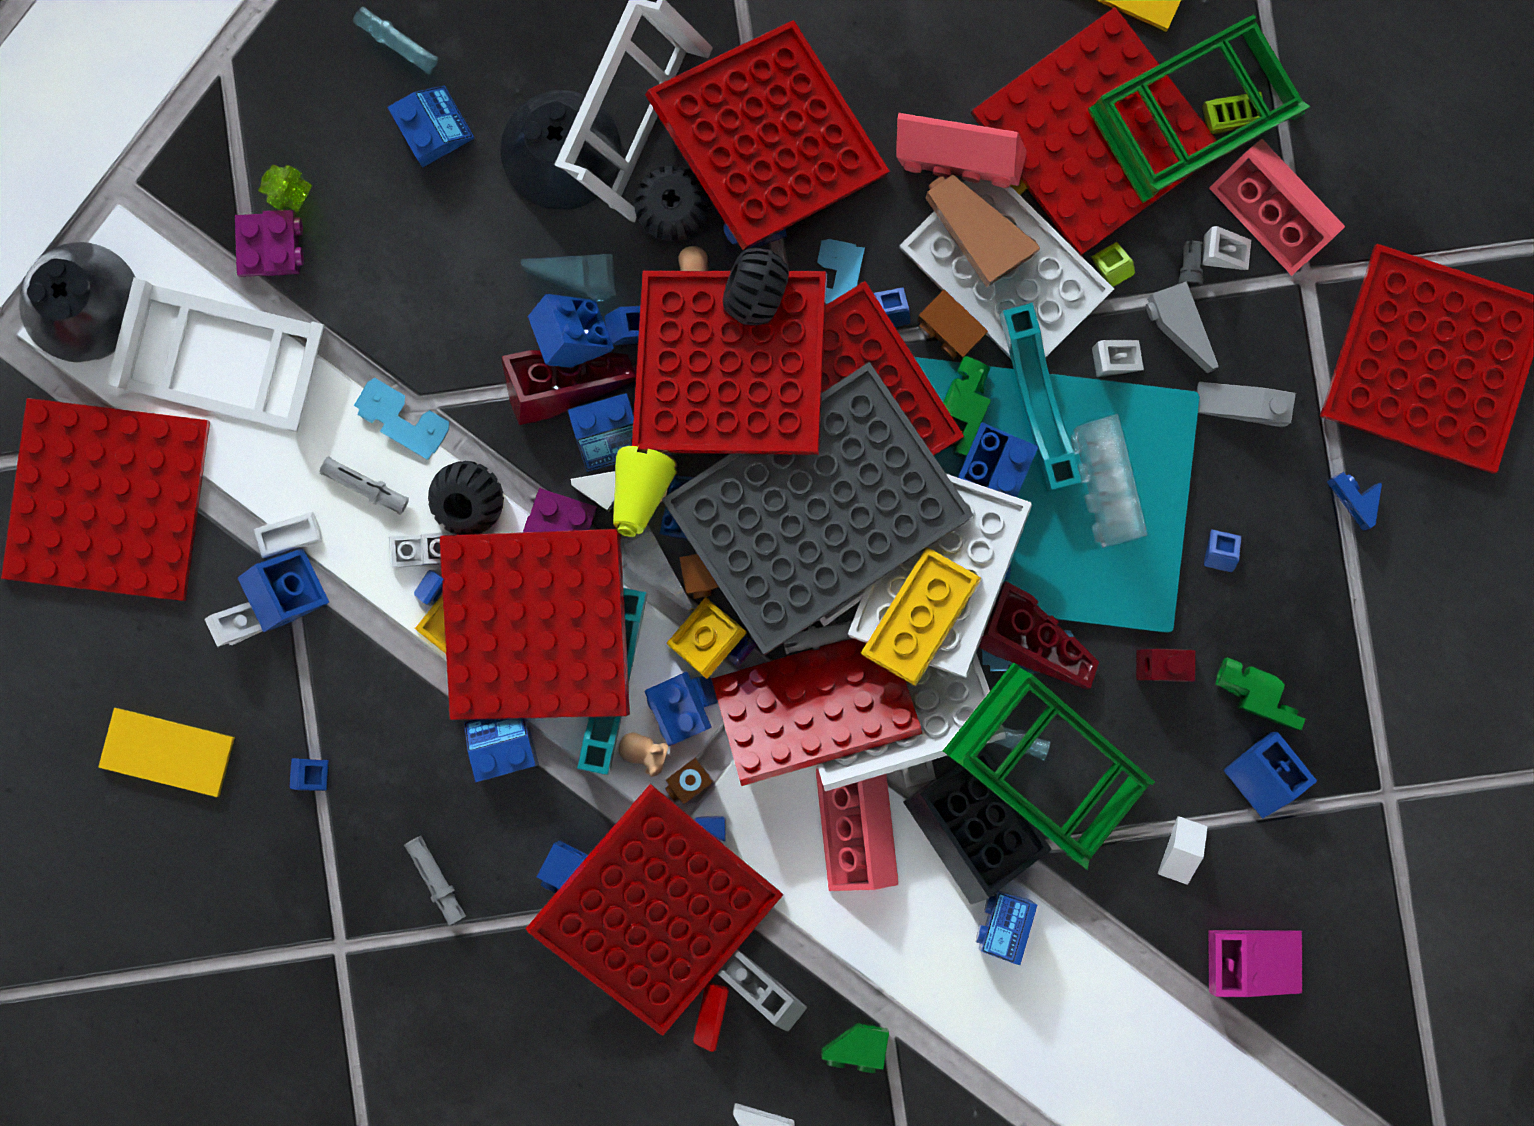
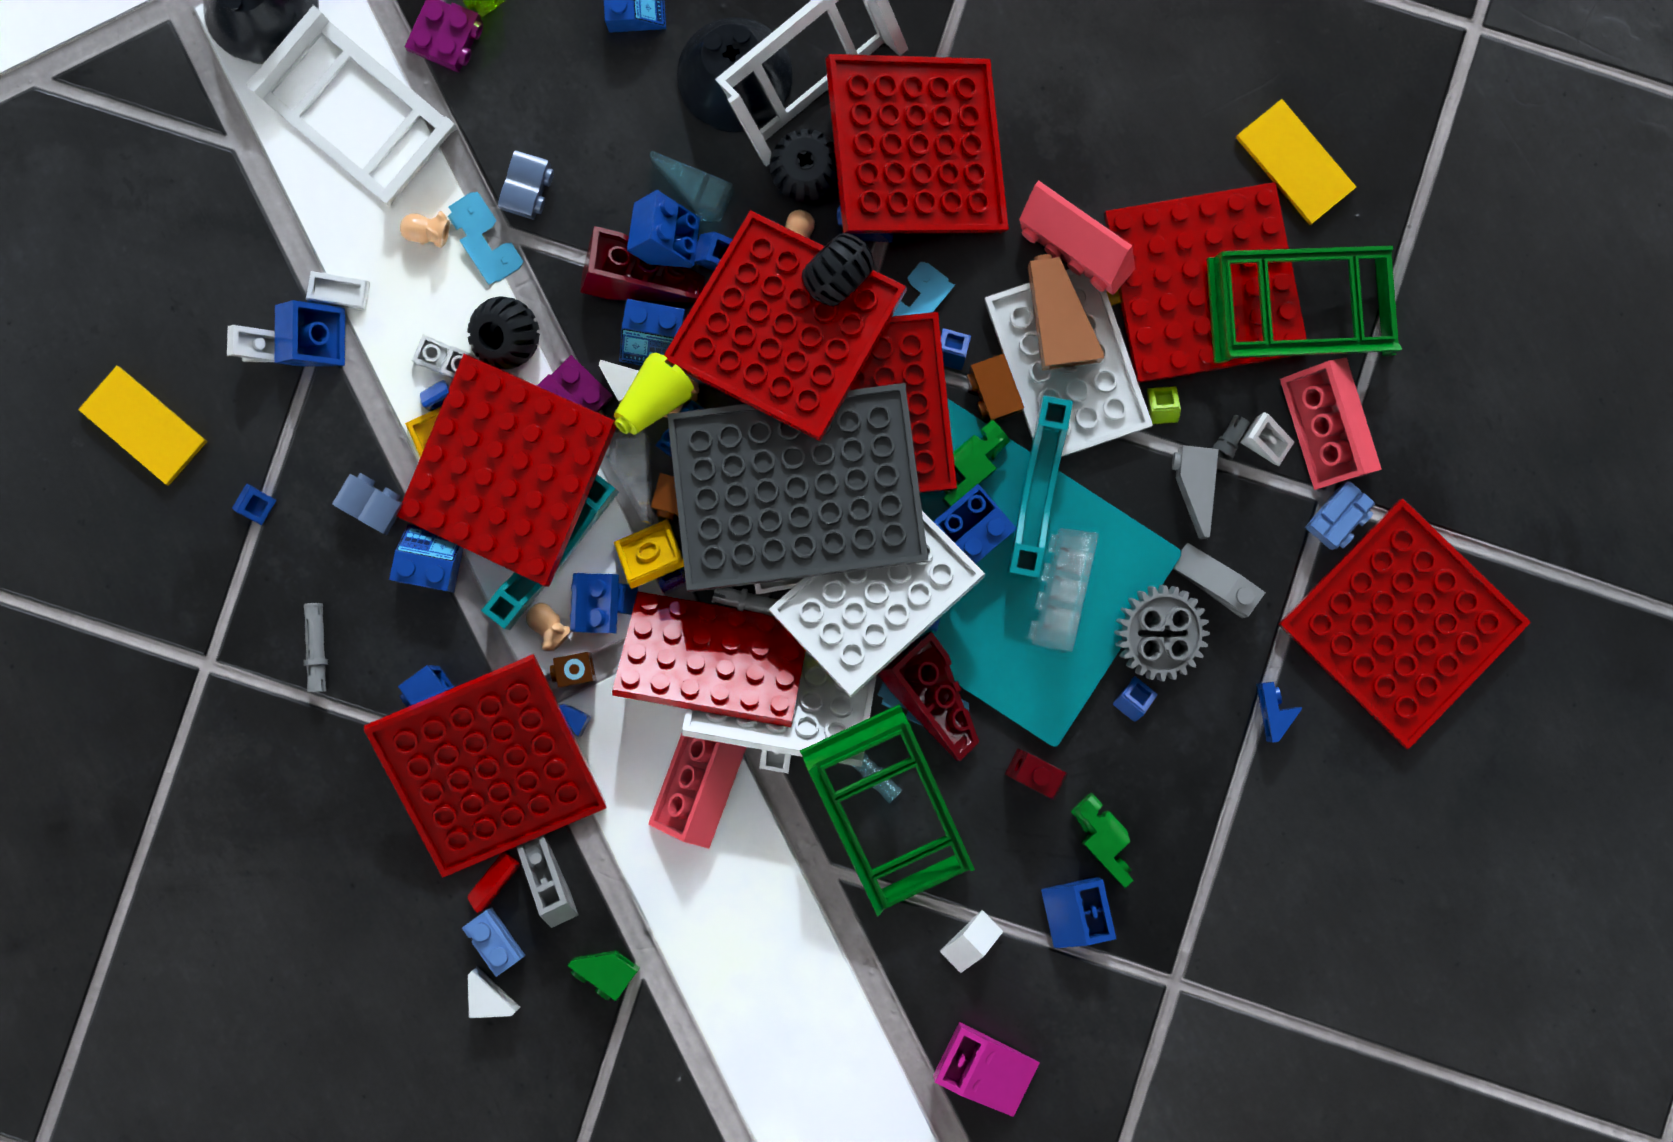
camera: 30 degrees right, 0 degrees up
(105, 499) = (198, 184): red plate -> none
(341, 438) = (422, 229): none -> light nougat animal
(375, 491) = (430, 290): light grey pin -> none
(416, 349) = (525, 185): none -> sand blue brick
(418, 720) = (368, 503): none -> sand blue brick
(740, 1071) = (493, 941): none -> medium blue brick
(921, 616) = (839, 624): yellow tile -> none
(975, 831) = (797, 837): black slope -> none
(1006, 926) = (784, 930): slope -> none
(1117, 357) = (1126, 486): white slope -> none
(1207, 451) = (1163, 605): none -> light grey gear
(1211, 118) = (1311, 319): lime slope -> none
(1328, 288) = (1340, 516): none -> medium blue brick

